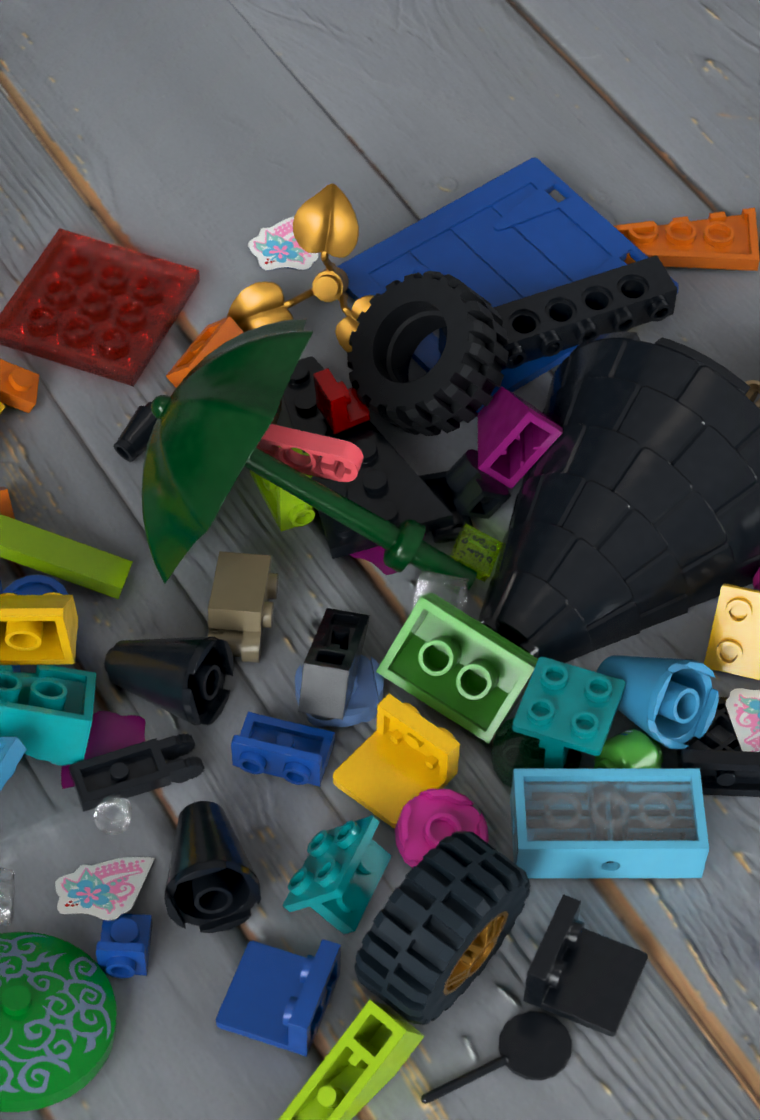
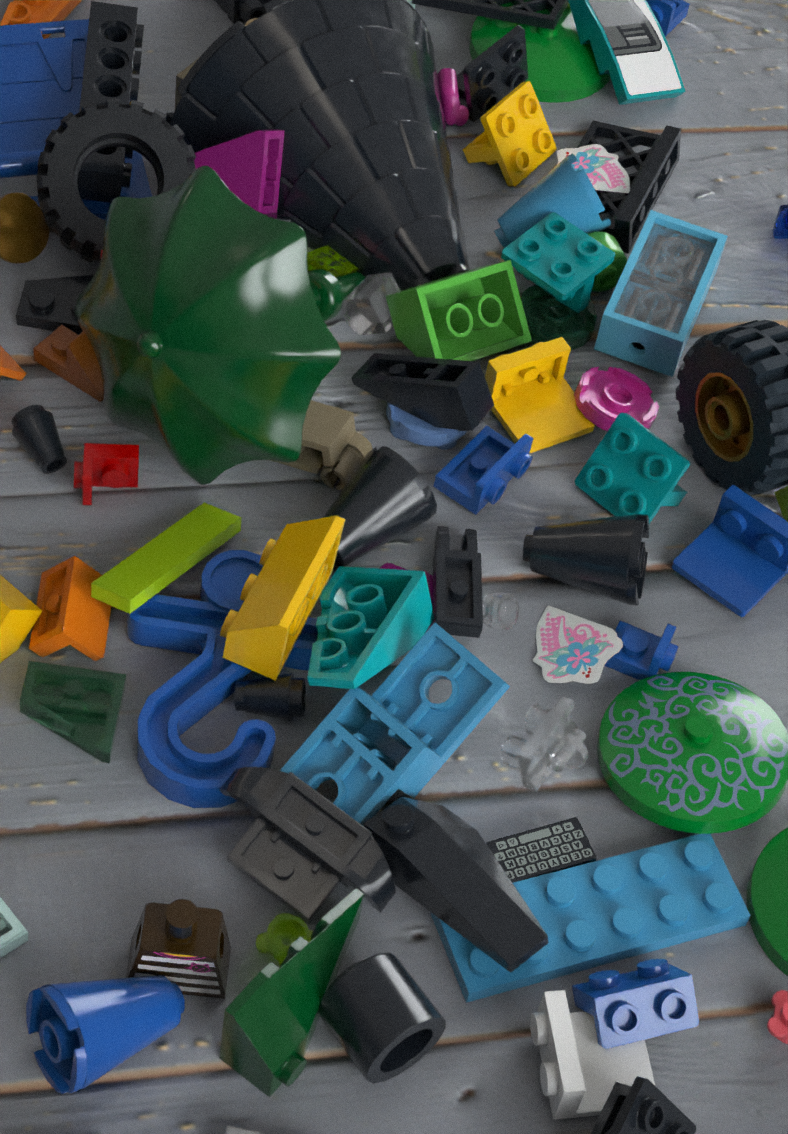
camera: 75 degrees left, 0 degrees up
(121, 475) = (106, 467): none -> red bracket

